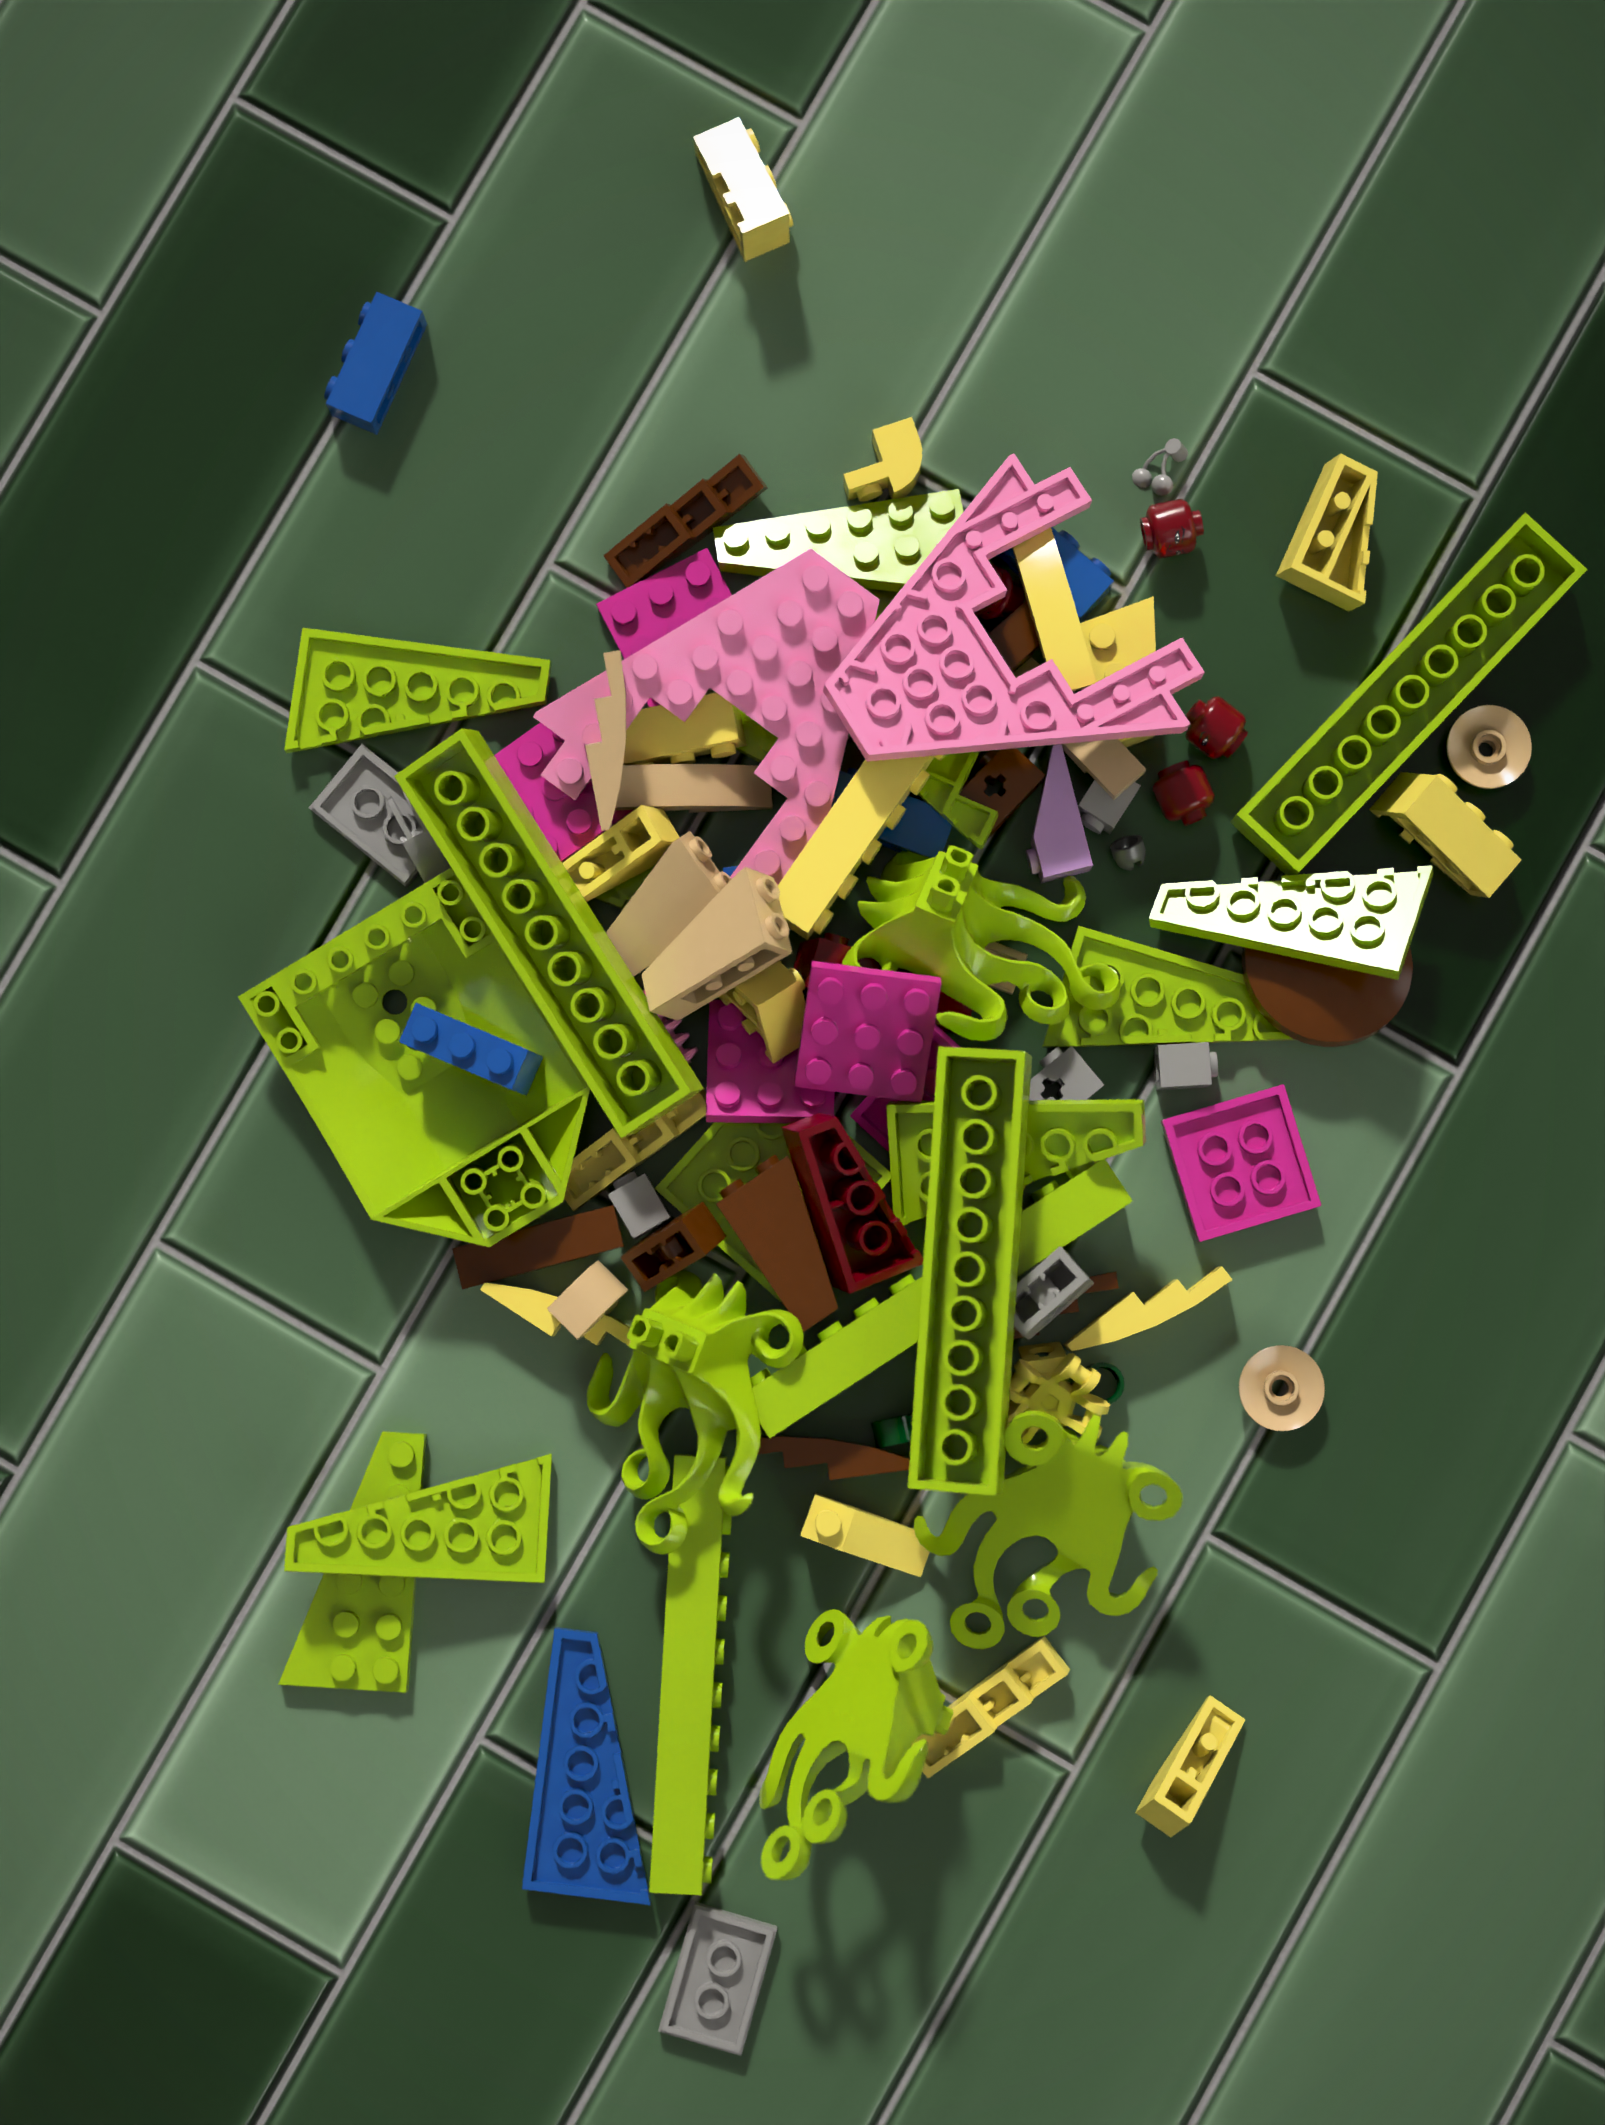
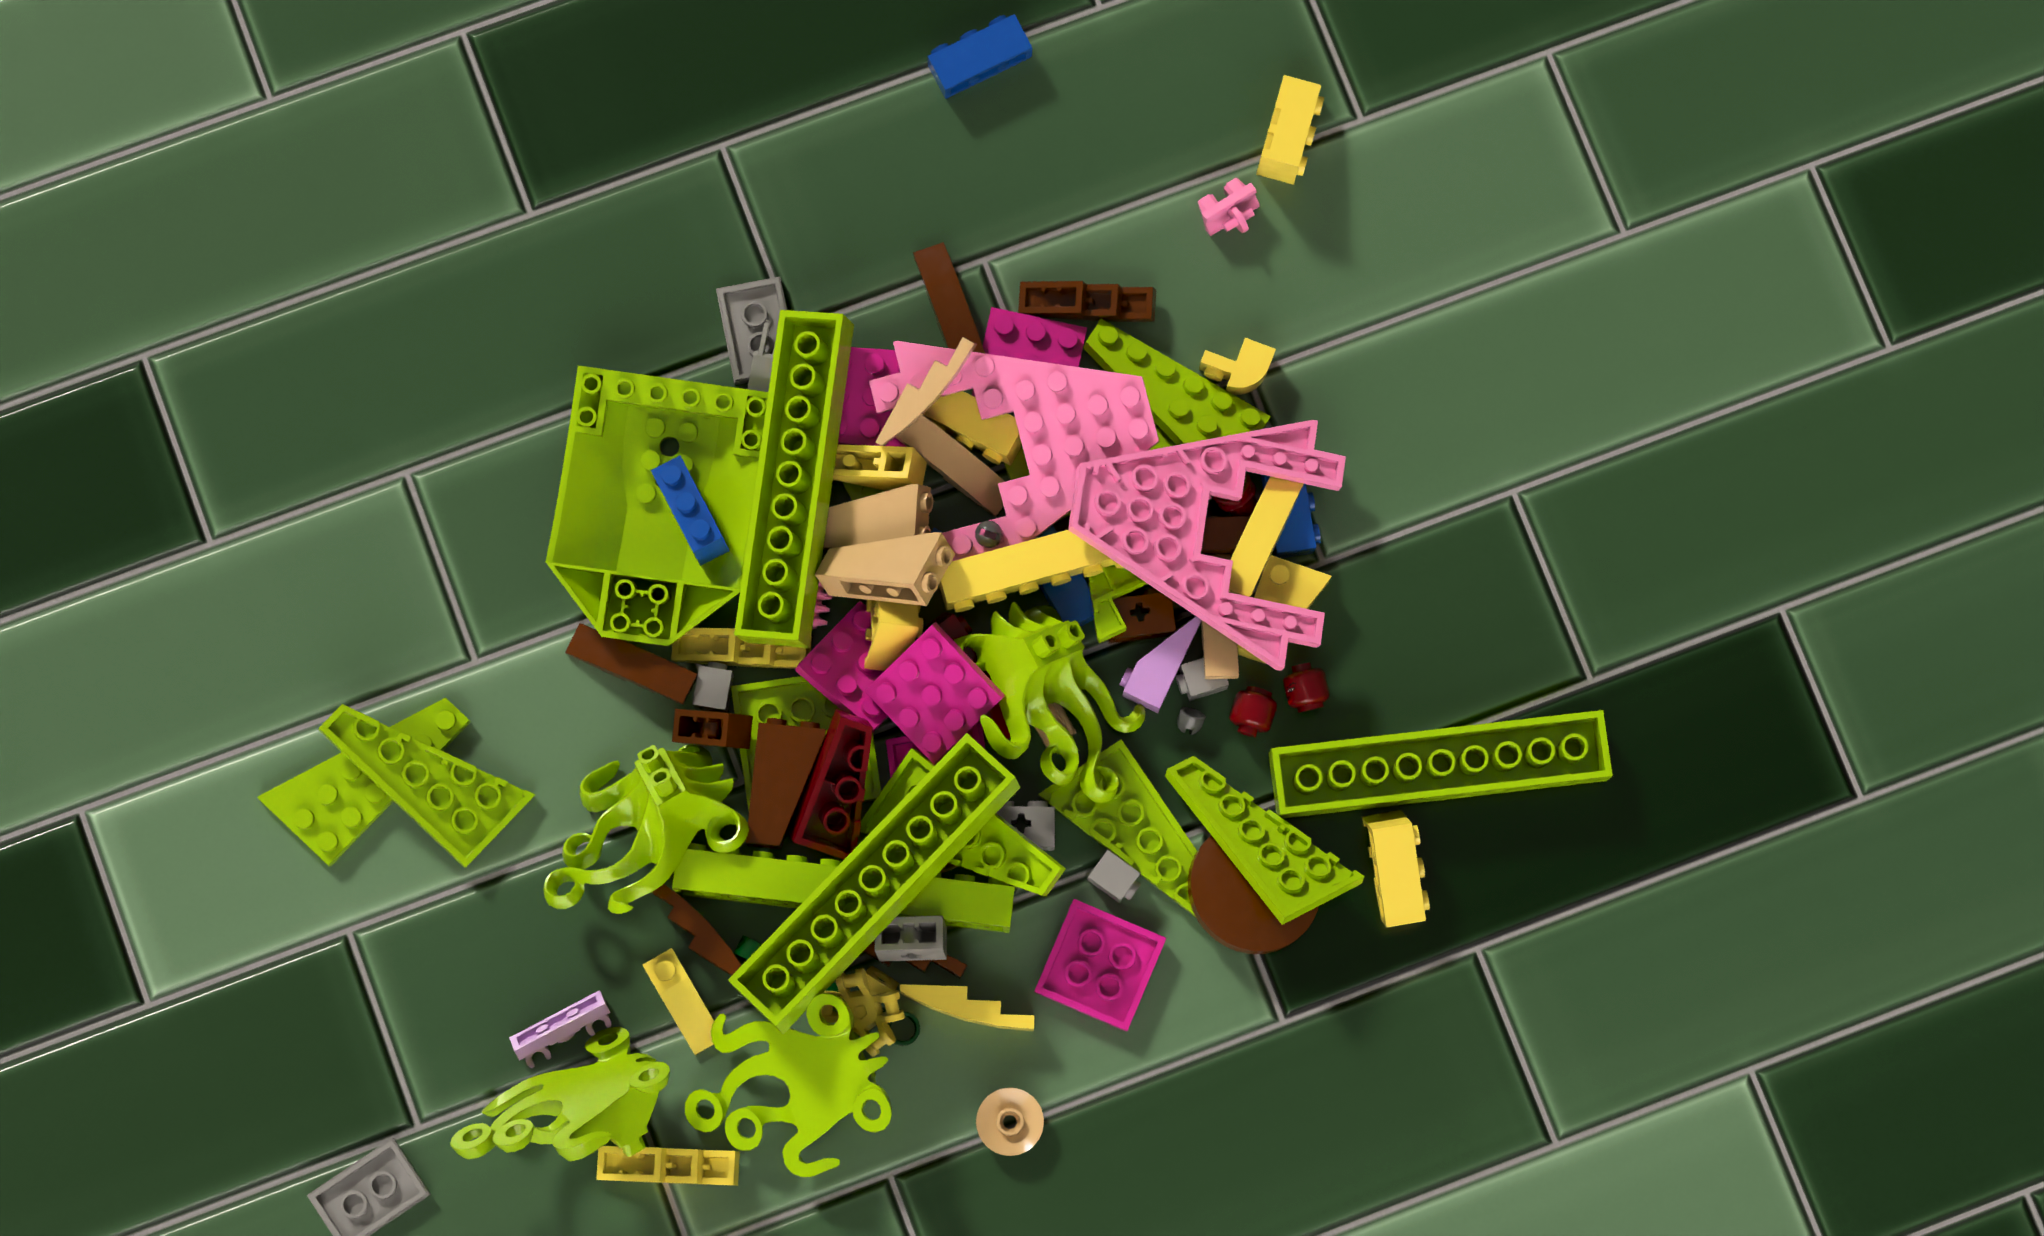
camera: 30 degrees right, 5 degrees down
(382, 686) = (821, 252): lime wing -> none
(533, 1307) = (608, 711): light yellow slope -> none
(545, 630) = (946, 297): none -> reddish brown slope
(582, 1807) = (376, 1019): blue wing -> none
(588, 1299) = (634, 717): tan brick -> none
(690, 1691) = (498, 1005): lime brick -> none
(753, 316) = (1230, 211): none -> bright pink hips
(768, 1660) = (560, 1027): none -> lavender plate
(783, 821) = (991, 527): none -> dark grey hinge
(1161, 484) = (1399, 514): light grey piece -> none
(1171, 528) = (1380, 545): dark red head -> none
(1333, 535) = (1473, 631): light yellow wedge -> none
(1505, 735) = (1480, 828): tan dish -> none

